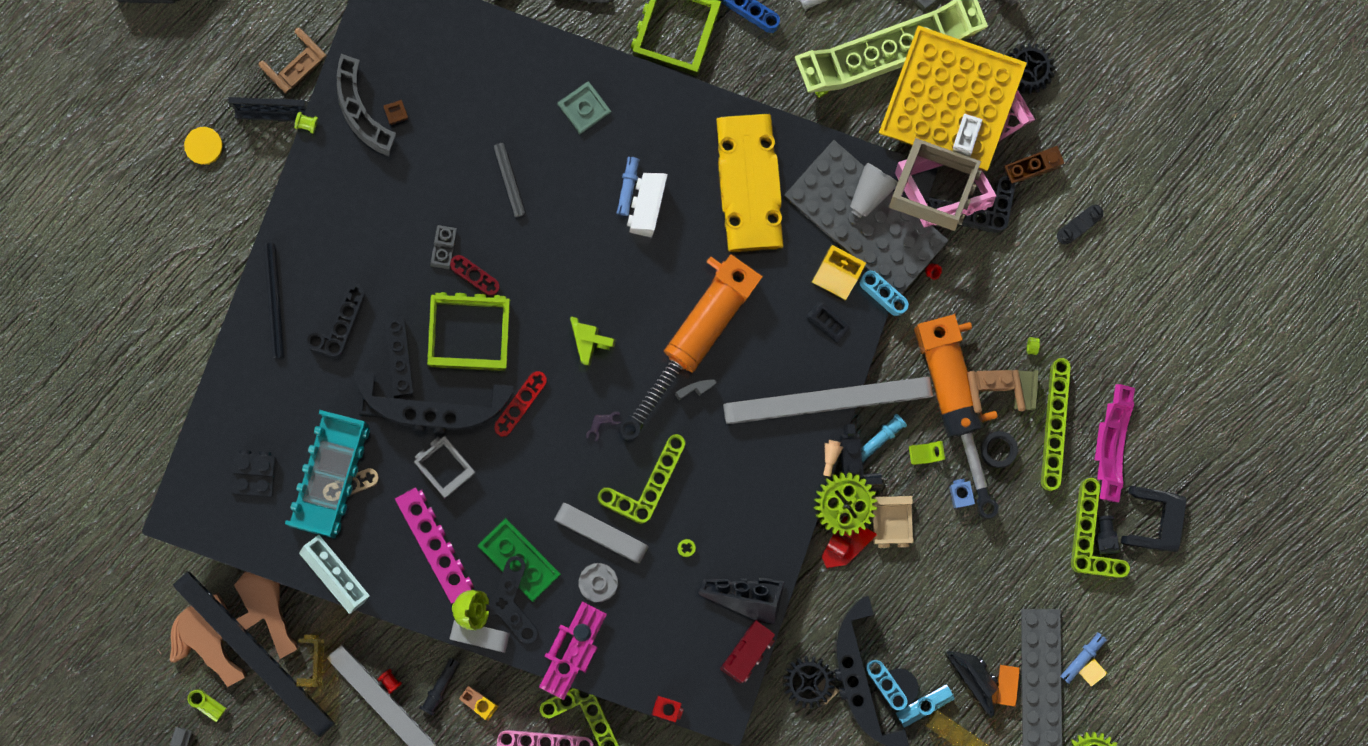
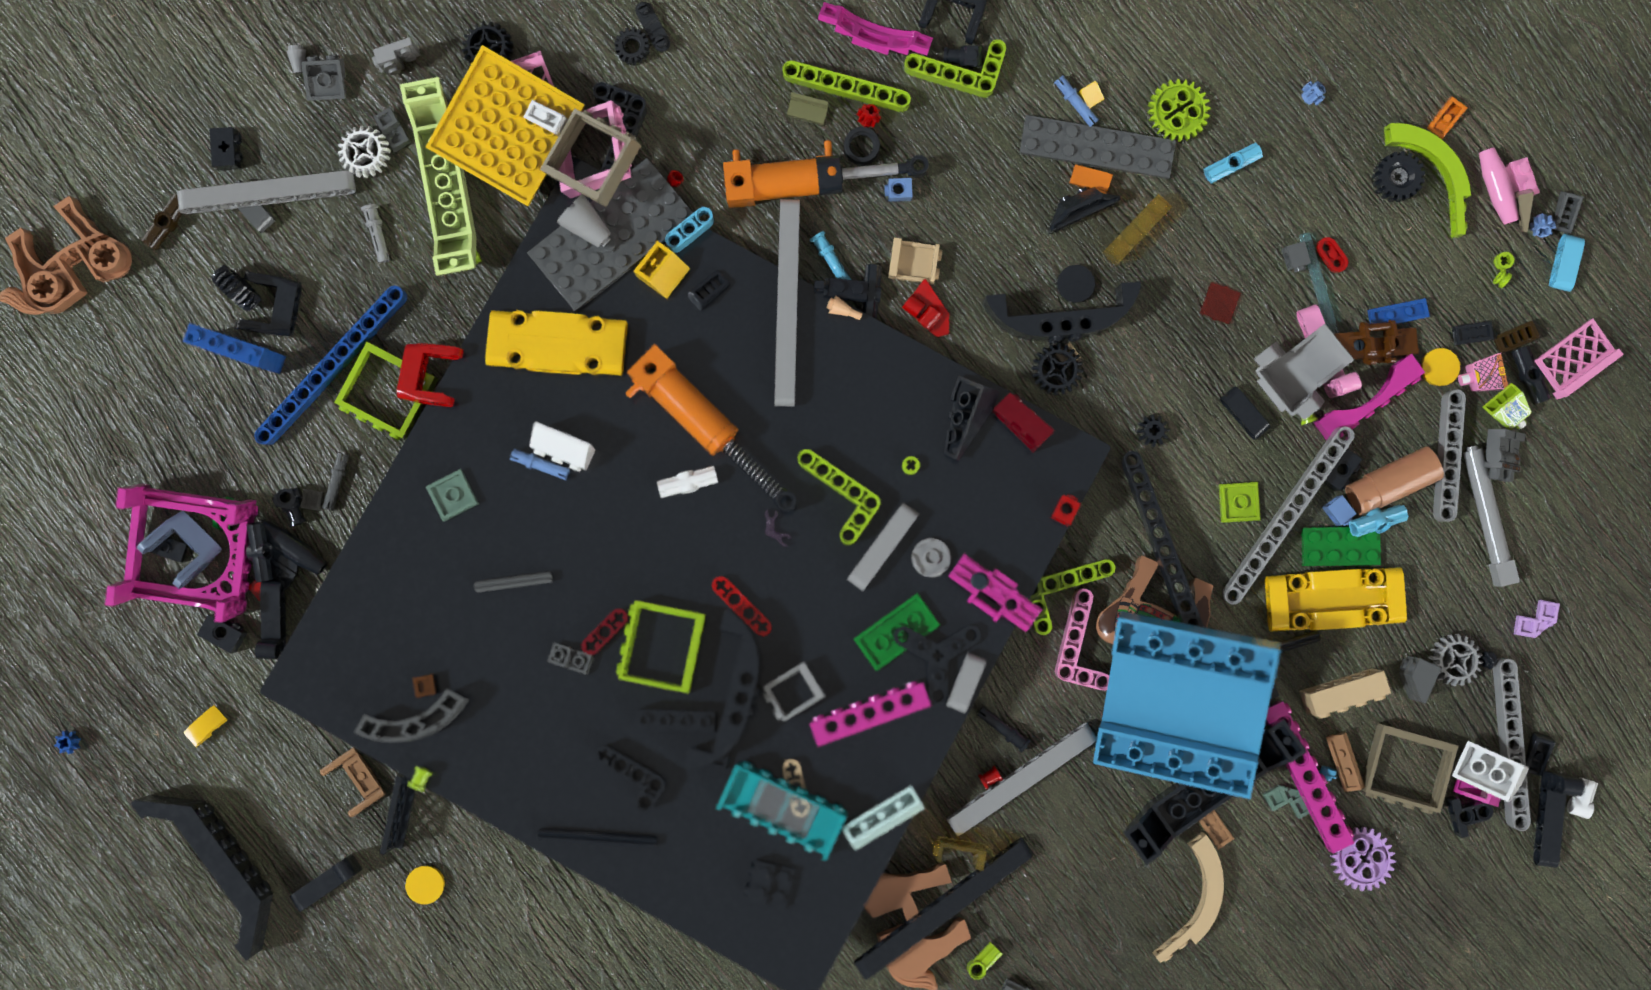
camera: 85 degrees left, 5 degrees up
(192, 51) = (326, 882): none -> black beam
(470, 609) = (941, 687): lime cylinder -> none
(478, 703) = (1025, 693): leg -> none
(586, 337) = (688, 530): lime piece -> none
(633, 331) = (687, 482): none -> white piece
(698, 51) = (414, 370): none -> red connector
(700, 388) = (754, 426): dark grey slope -> none
(832, 514) = (883, 288): lime gear -> none
(894, 690) = (1081, 290): medium azure beam -> none
(926, 453) = (853, 217): lime bracket -> none
(936, 699) = (1094, 249): medium azure piece -> none
(995, 381) = (795, 136): medium nougat plate -> none
(1030, 451) = (868, 115): none -> red gear
(1033, 345) = (765, 94): lime axle -> none
(1035, 165) = (586, 58): reddish brown slope -> none
(1048, 215) = (623, 38): none -> black tyre

